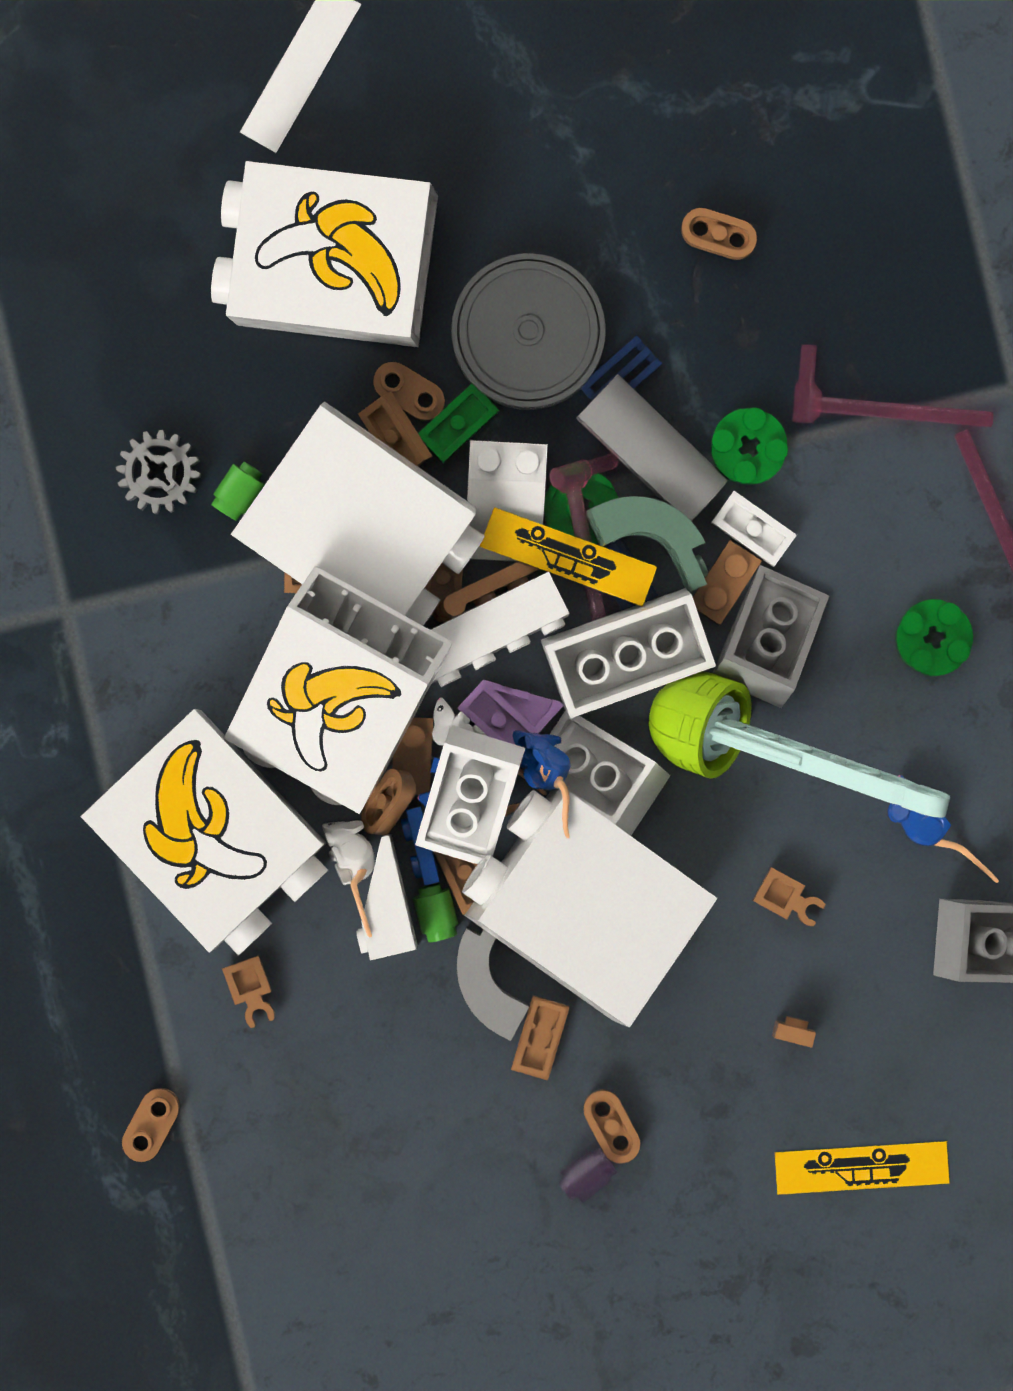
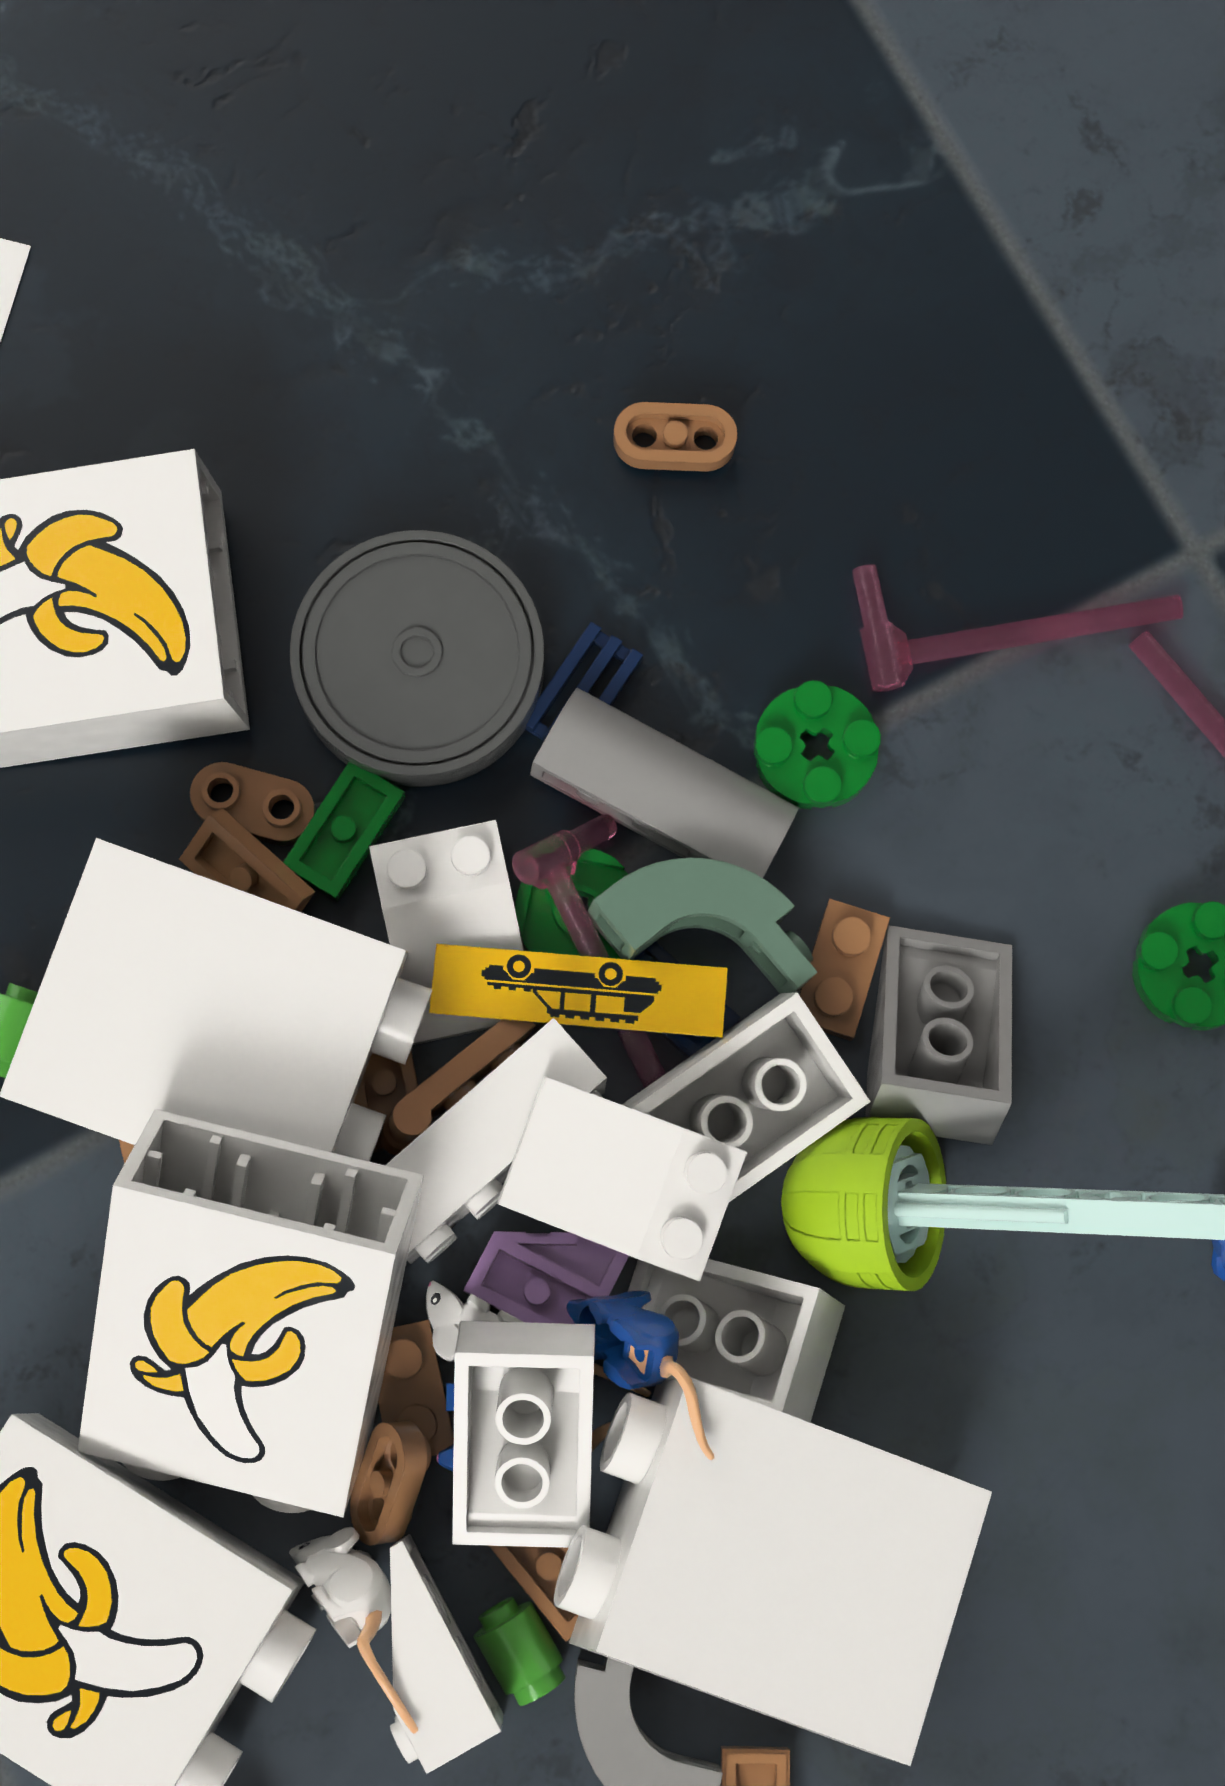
camera: 20 degrees left, 10 degrees down
(424, 862) = (477, 1568): blue plate -> none
(562, 672) = (622, 1178): none -> white slope
(753, 528) = (862, 870): white plate -> none
(782, 896) = (1087, 1455): medium nougat plate -> none
(794, 1031) = (1178, 1684): medium nougat plate -> none

